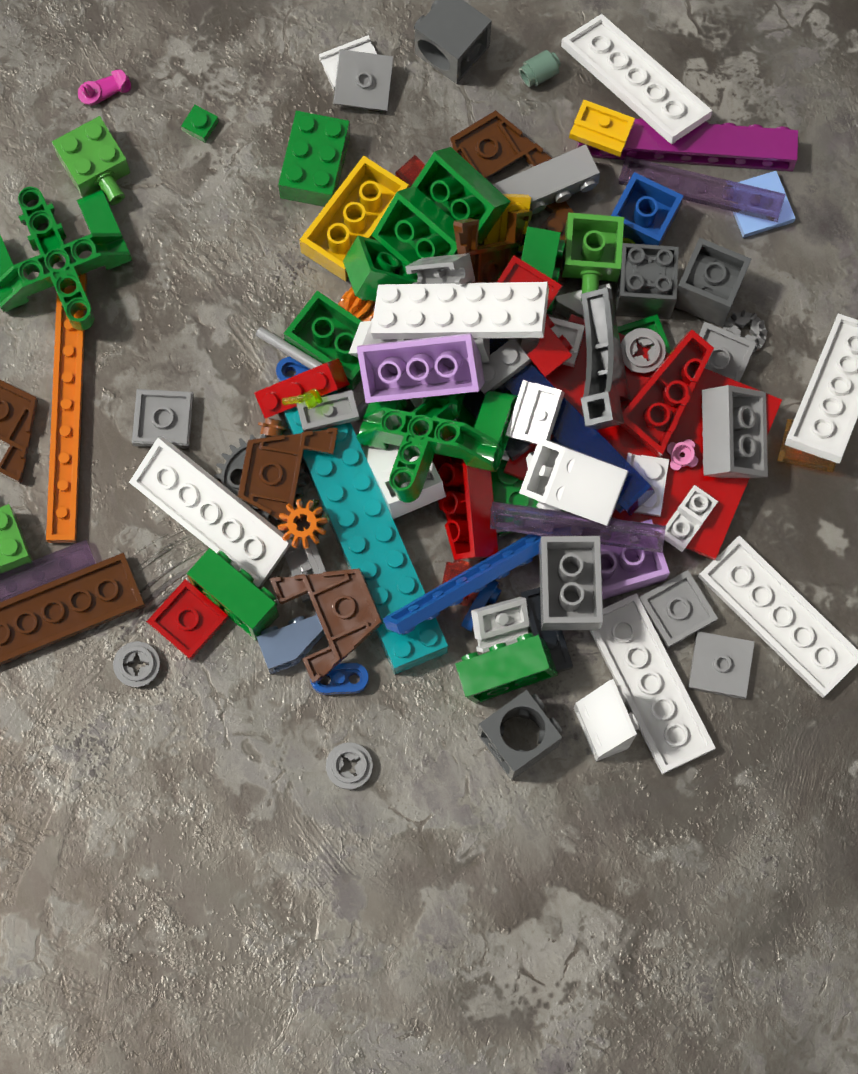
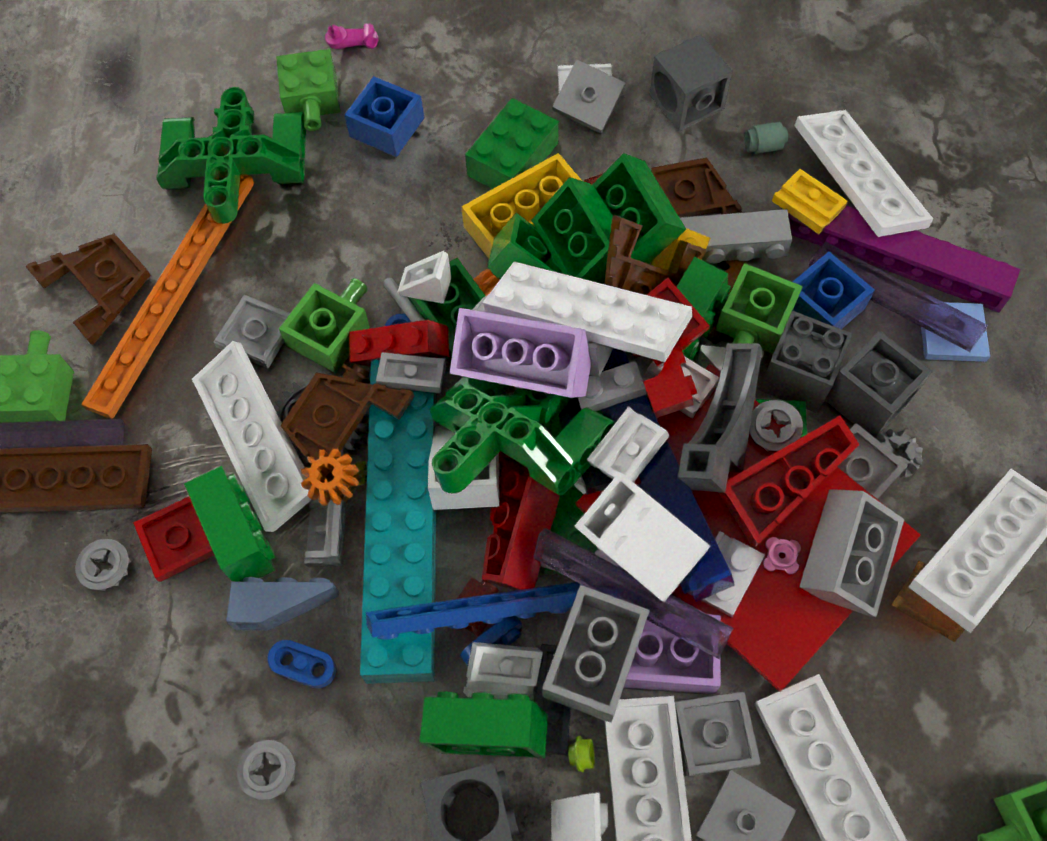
camera: 25 degrees right, 10 degrees down
(182, 168) = (384, 116): none -> blue brick
(199, 123) = (425, 87): green plate -> none
(227, 391) = (323, 322): none -> bright green brick
(302, 322) = (427, 279): none -> white slope
(311, 399) = (395, 351): clear neon green hand -> none
(343, 608) = (332, 588): reddish brown wing -> none
(443, 269) = (590, 266): light grey hinge -> none
(583, 662) = (582, 754): none -> lime plate
(689, 518) = (765, 630): white slope -> none

